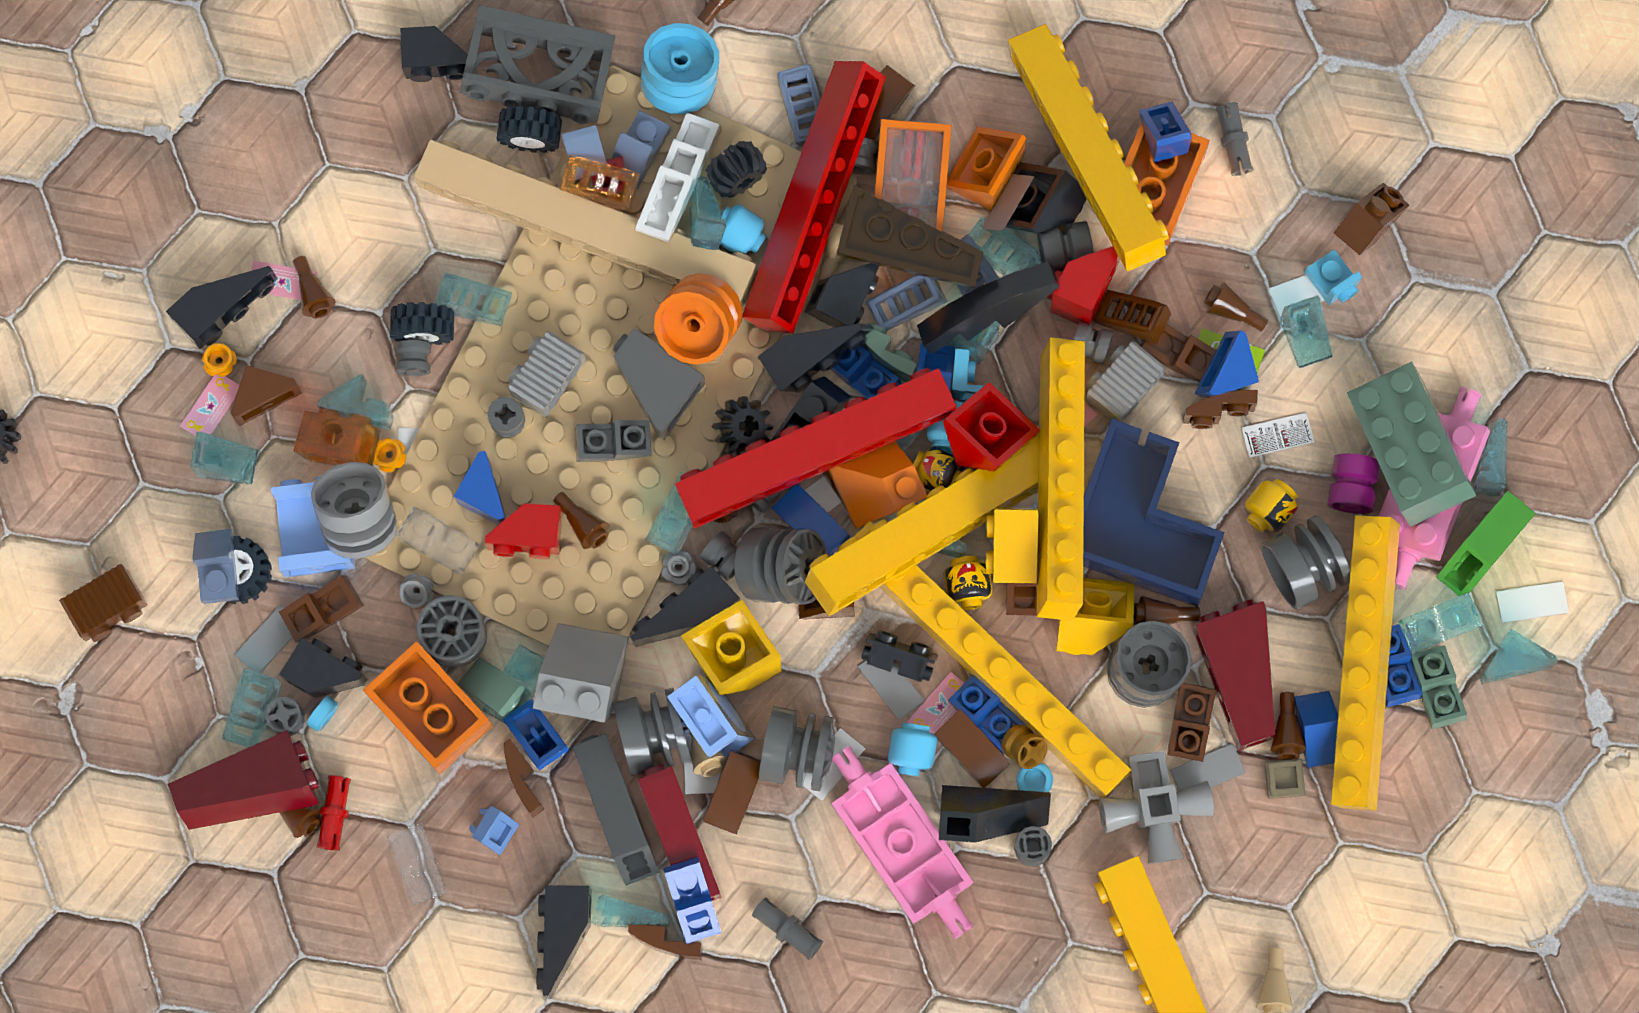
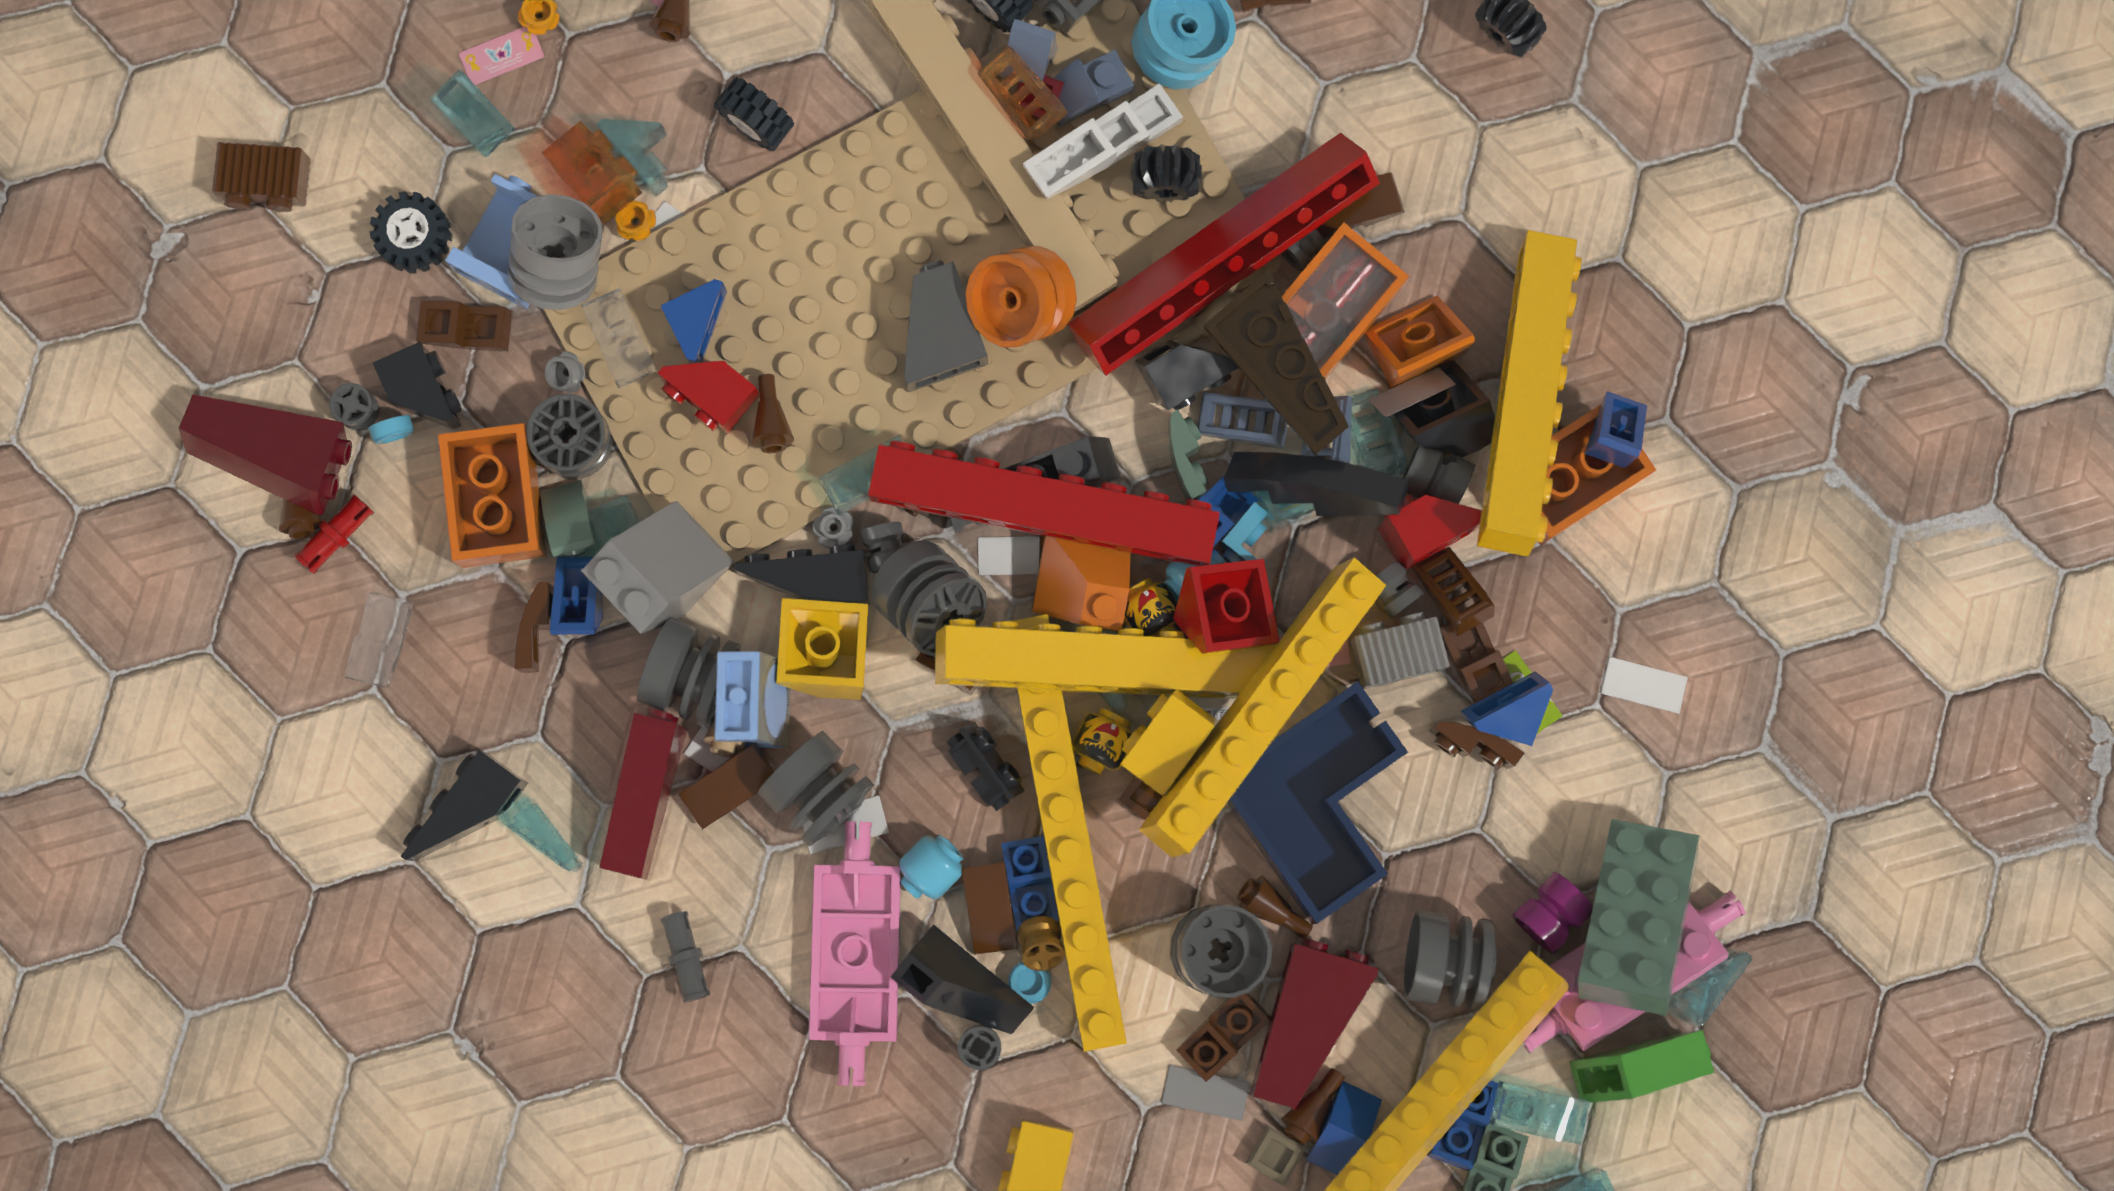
camera: 25 degrees right, 5 degrees up
(216, 566) = (389, 211): sand blue slope -> none
(243, 690) = (330, 355): clear light blue slope -> none
(260, 393) = (552, 74): reddish brown slope -> none
(265, 642) = (388, 321): light grey sticker -> none
(413, 358) = (724, 142): dark grey wheel -> none
(451, 282) = (805, 98): clear light blue slope -> none
(494, 829) = (473, 659): medium blue tile -> none
(507, 424) = (776, 269): dark grey wheel -> none
(545, 373) = (838, 246): light grey brick -> none
(613, 441) = (857, 359): dark grey slope -> none
(615, 809) = (601, 722): dark grey slope -> none
(656, 938) = (552, 879): reddish brown slope -> none
(692, 900) = (607, 867): slope -> none
(706, 217) = (1101, 201): clear light blue slope -> none
(741, 412) = (993, 417): black gear -> none
(742, 230) = (1127, 235): medium azure head -> none
(794, 76) = (1288, 119): sand blue slope -> none
(802, 355) = (1096, 403): black slope -> none
(802, 511) = (993, 568): blue slope -> none
(863, 372) = (1149, 456): blue slope -> none
(893, 689) = (957, 795): light grey sticker -> none
(937, 708) = (983, 844): bright pink sticker -> none
(1101, 620) = (1211, 871): yellow slope -> none
(1155, 805) = (1127, 1094): light grey brick -> none
(1227, 304) = (1557, 644): reddish brown cone -> none
(1234, 139) = (1683, 484): dark grey pin -> none
(1271, 505) = (1455, 876): yellow head -> none
(1278, 435) = (1514, 809): white sticker -> none
(1306, 331) = (1616, 728): clear light blue slope -> none
(1333, 278) = (1681, 692): medium azure bracket -> none
(1371, 218) = (1763, 659): reddish brown slope -> none
(1532, 602) = (1647, 1153): white sticker -> none

